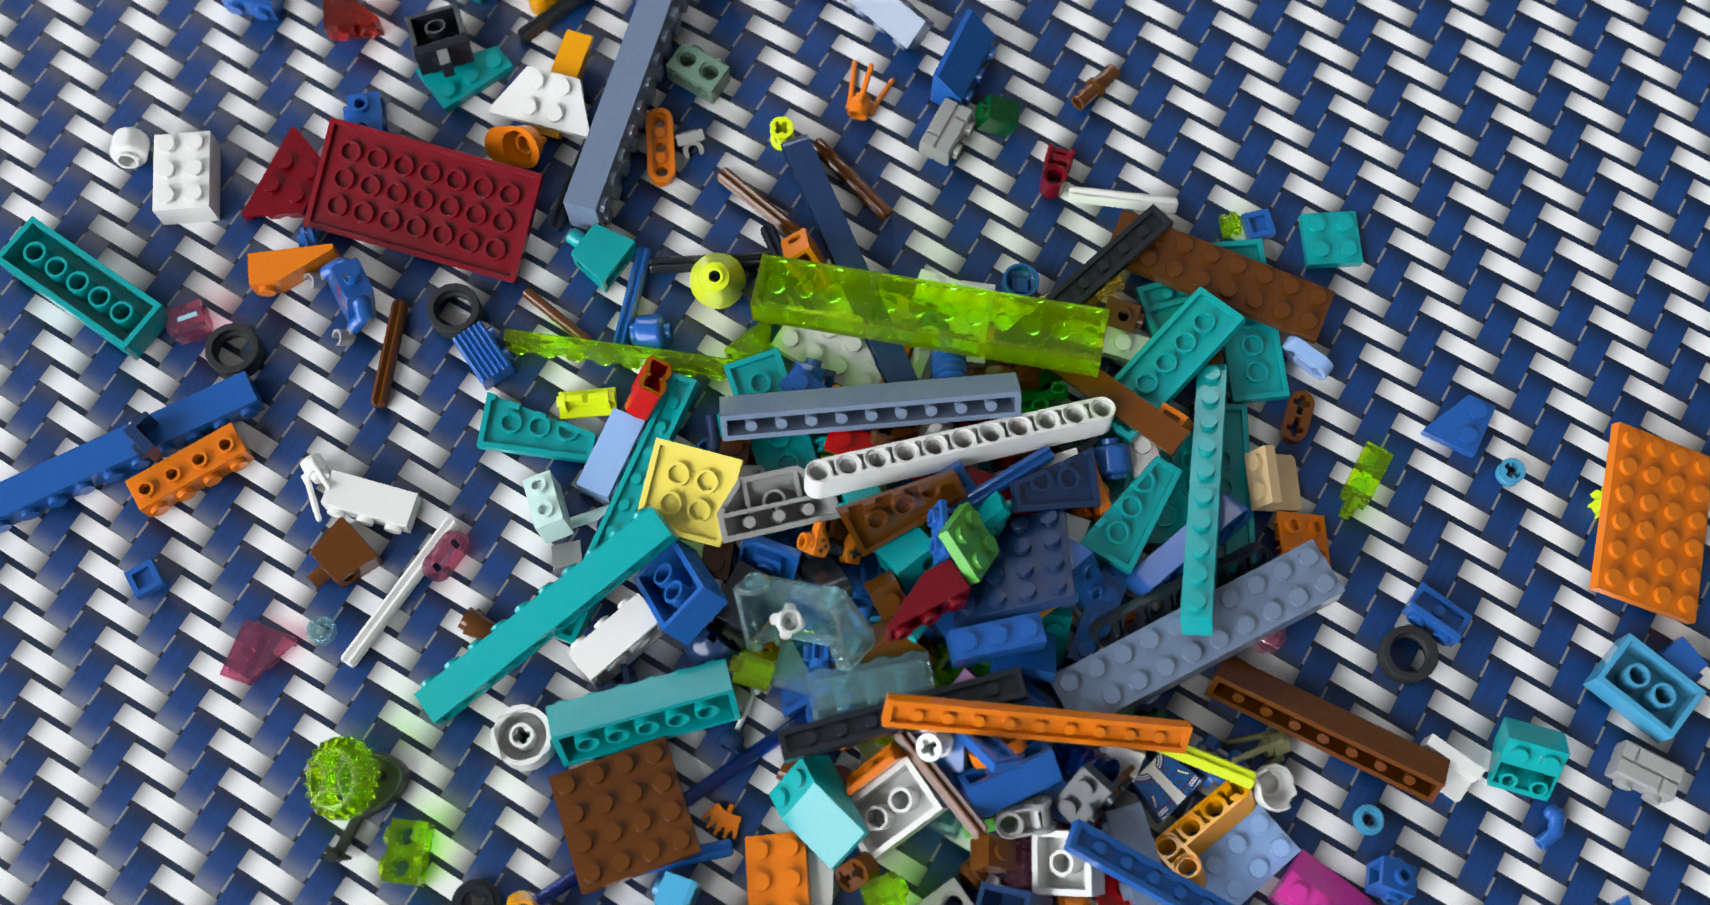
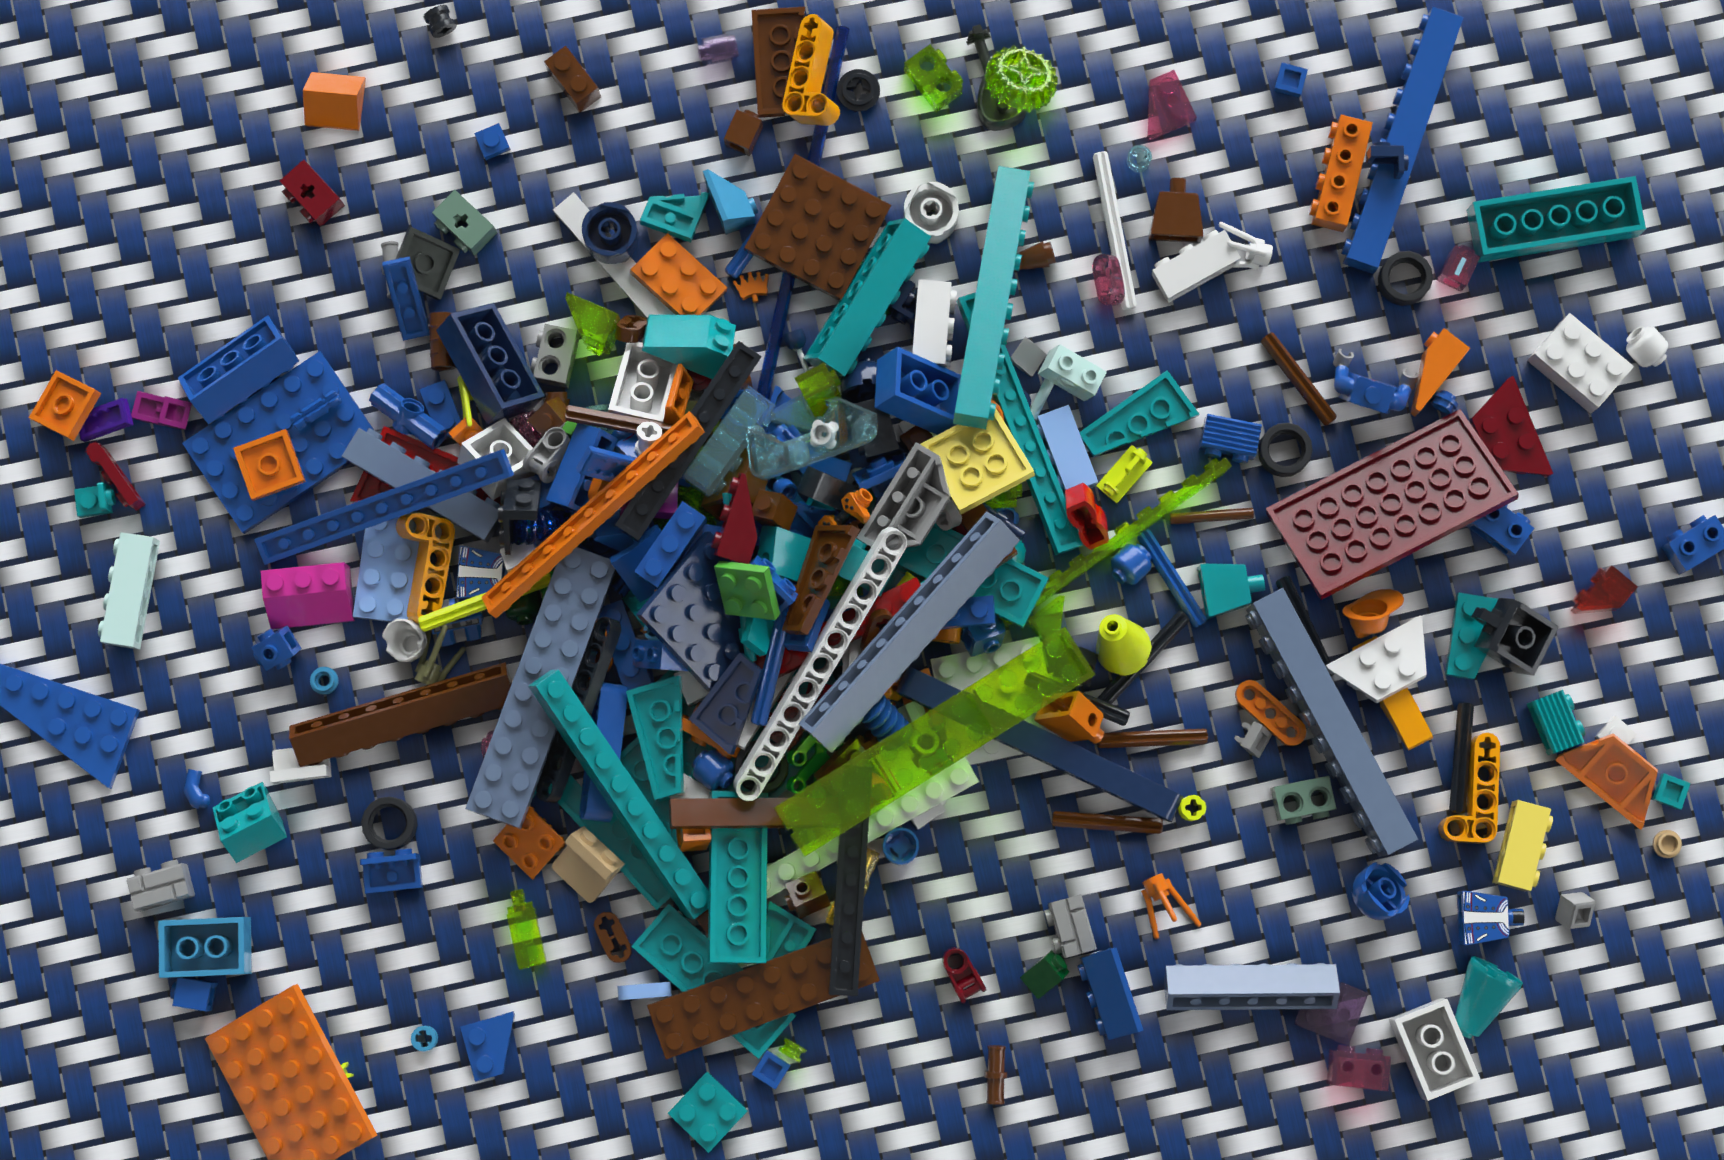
camera: 140 degrees right, 10 degrees up
(1121, 199) = (891, 997): white axle -> none

